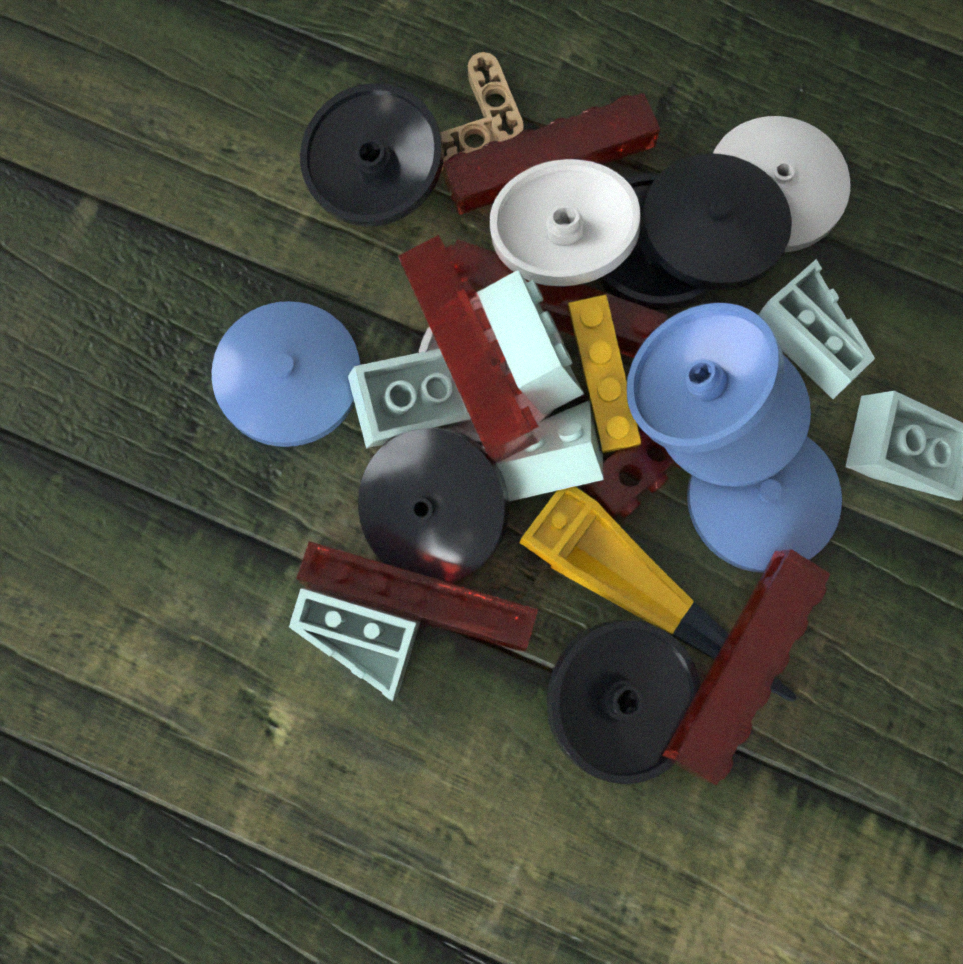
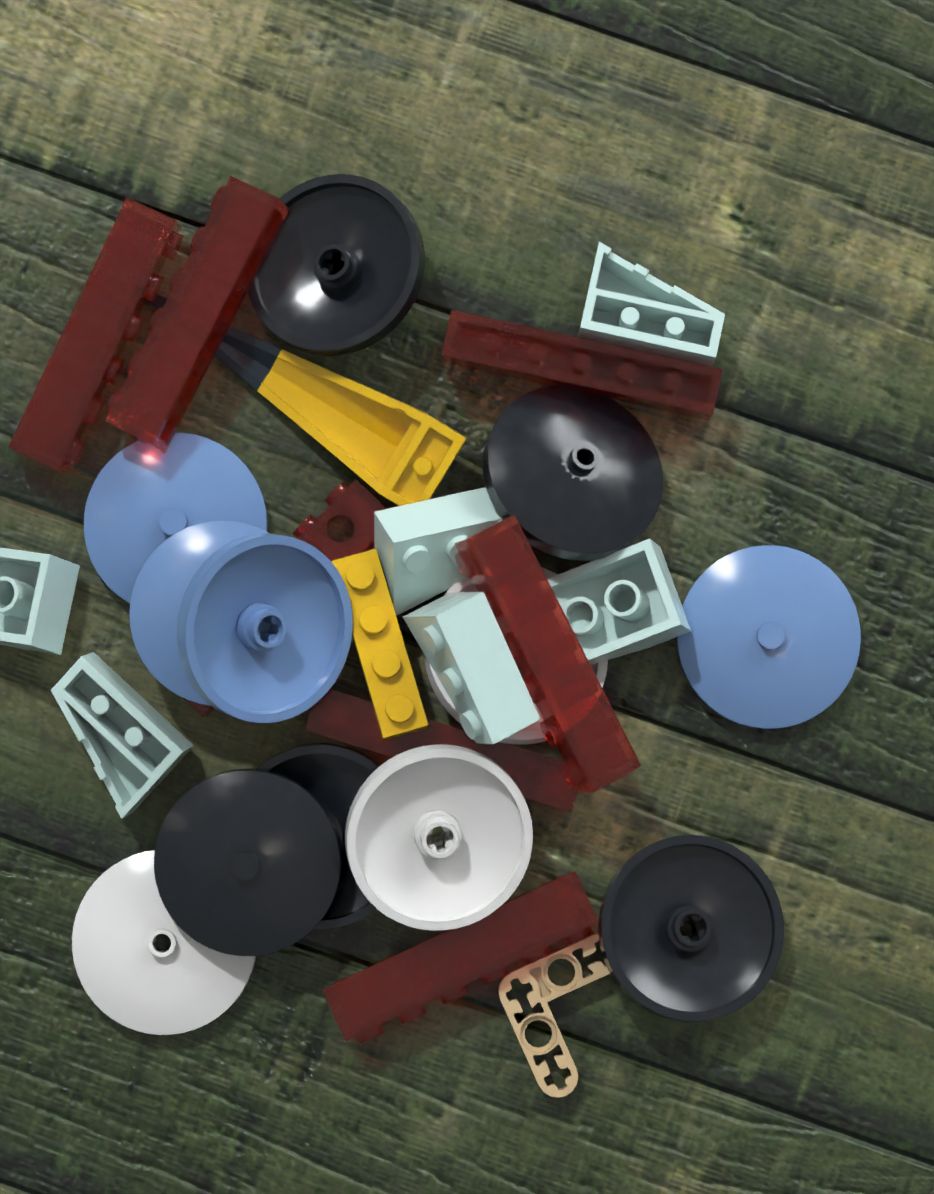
camera: 175 degrees right, 10 degrees up
(832, 657) = (96, 336): none -> clear red brick

